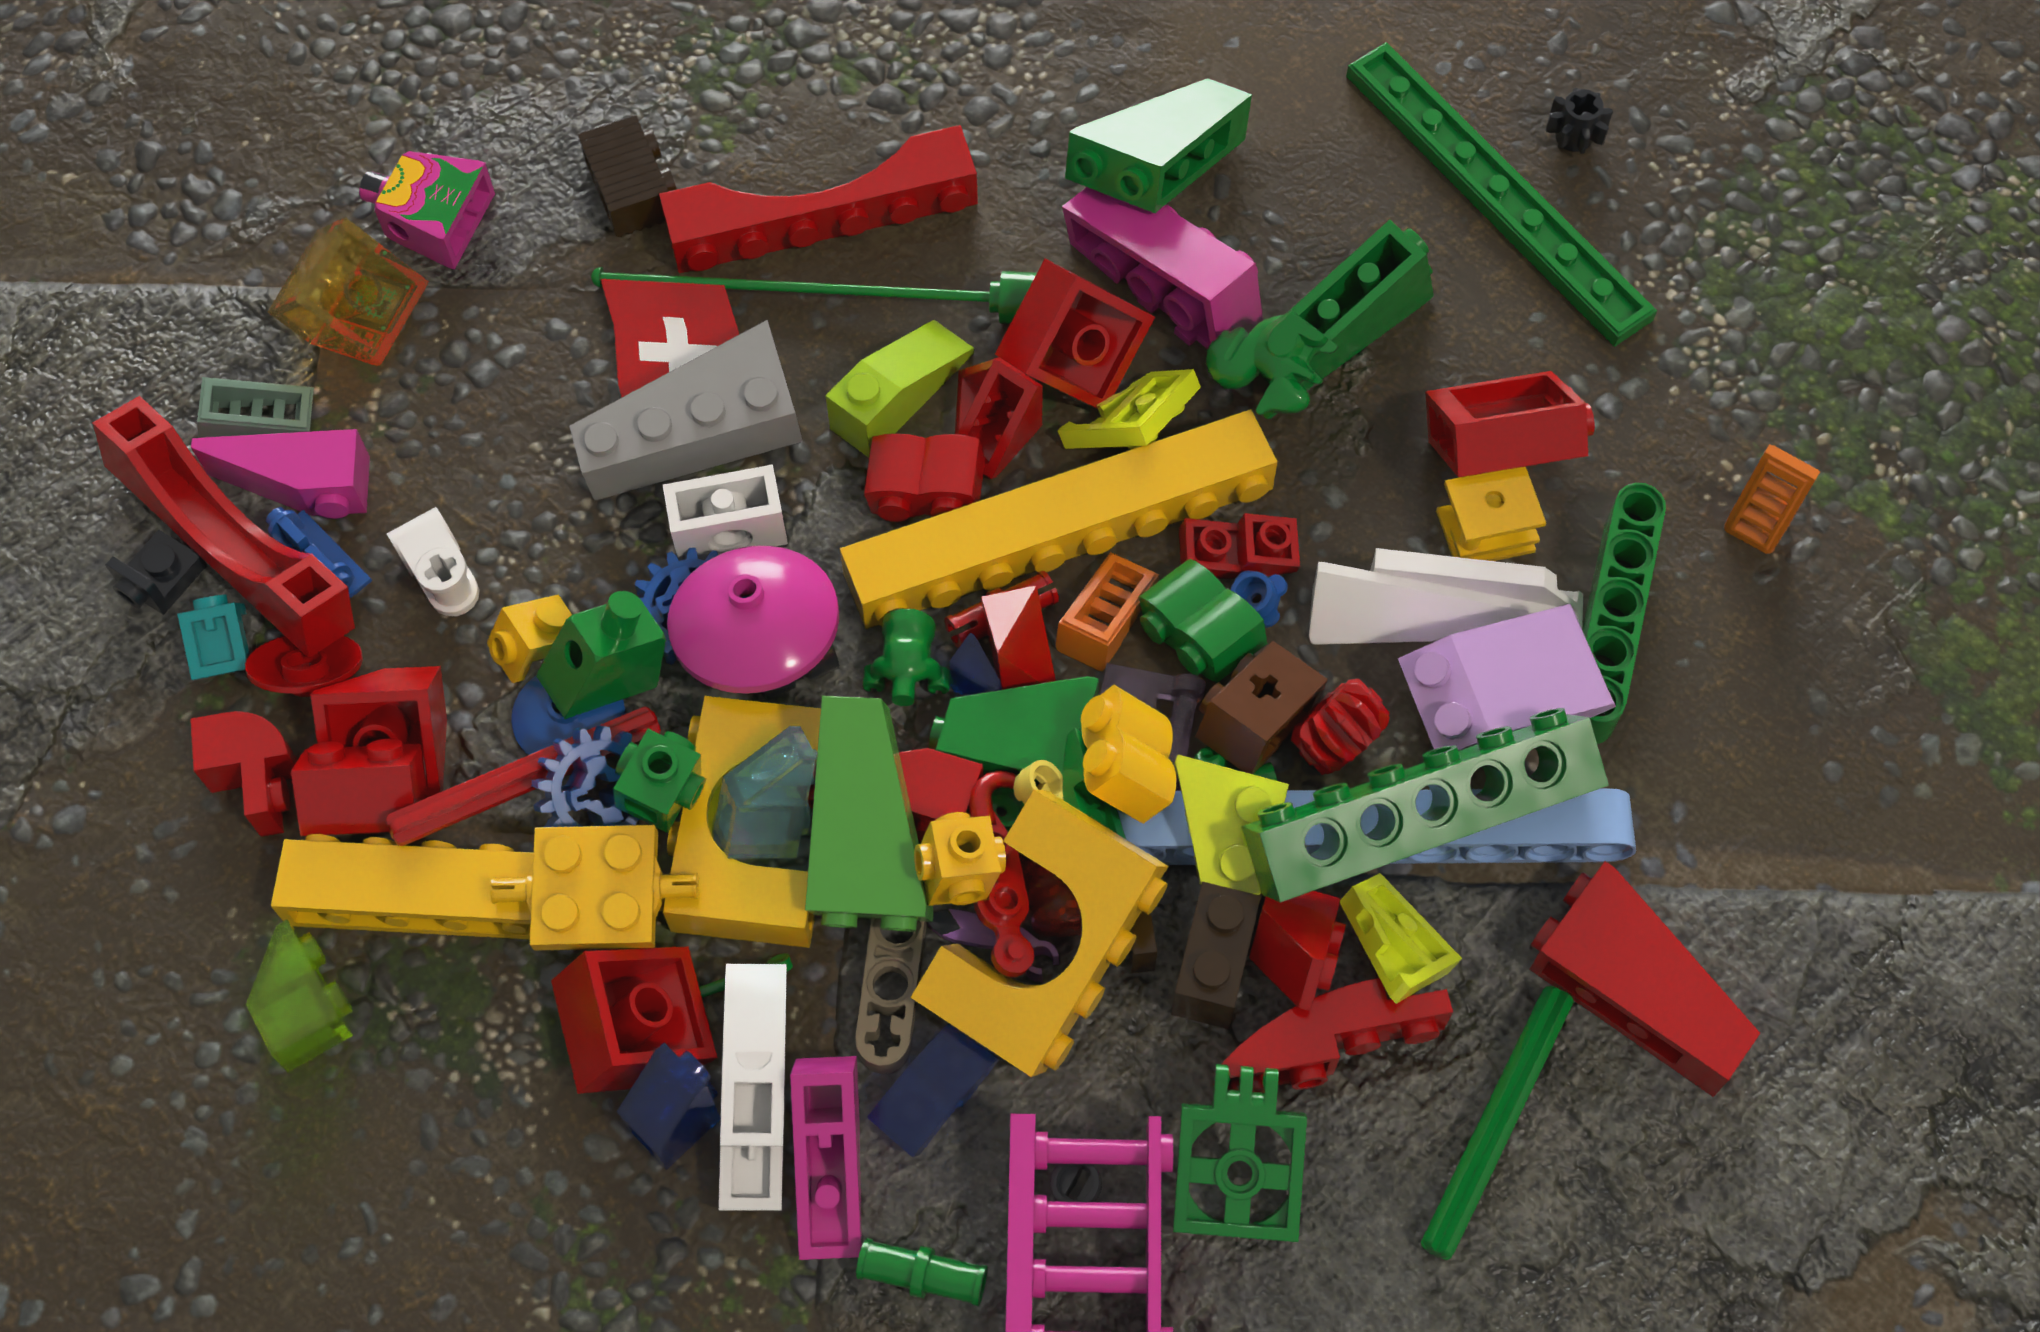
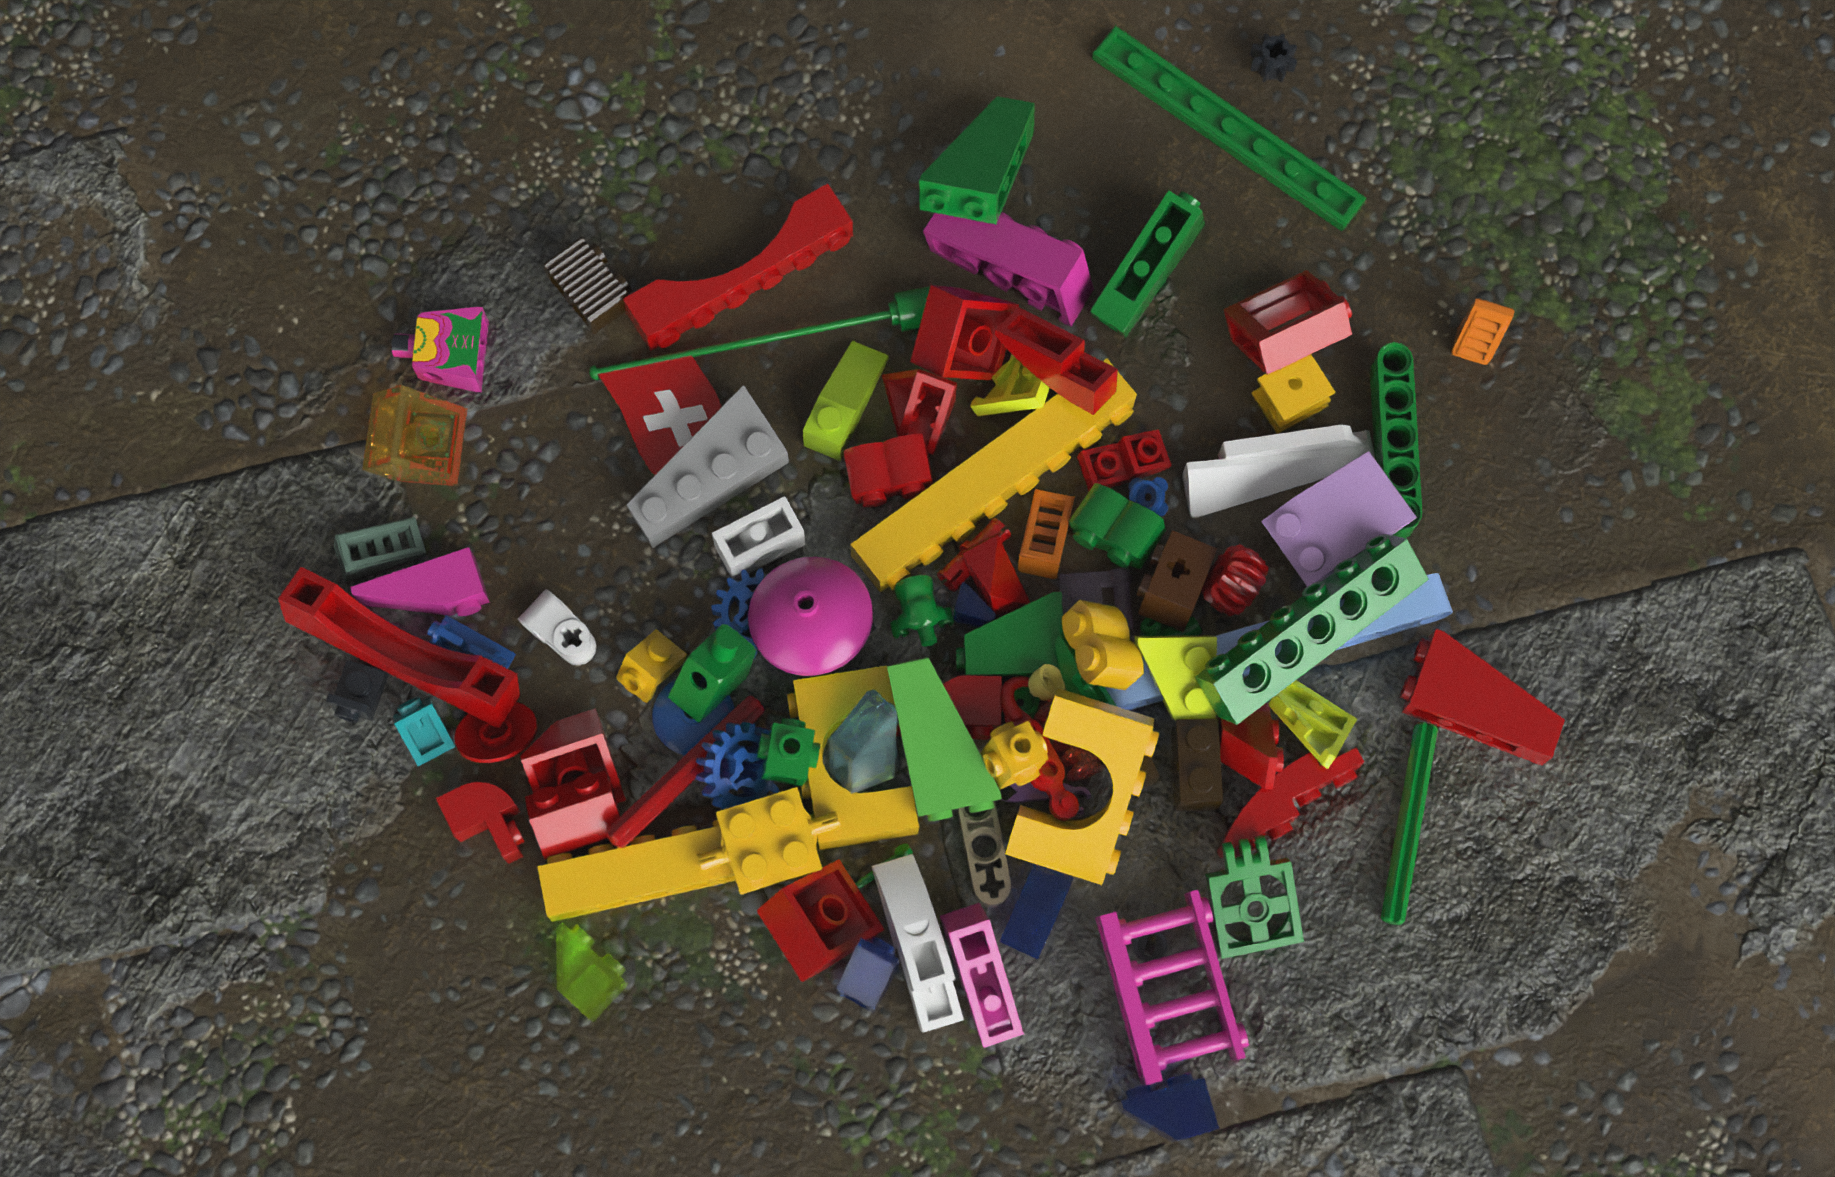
camera: 20 degrees left, 10 degrees up
(922, 1272) = (1068, 1032): green pin -> none
(1184, 390) = (1058, 360): none -> red slope
(1278, 350) = (1117, 311): green animal -> none

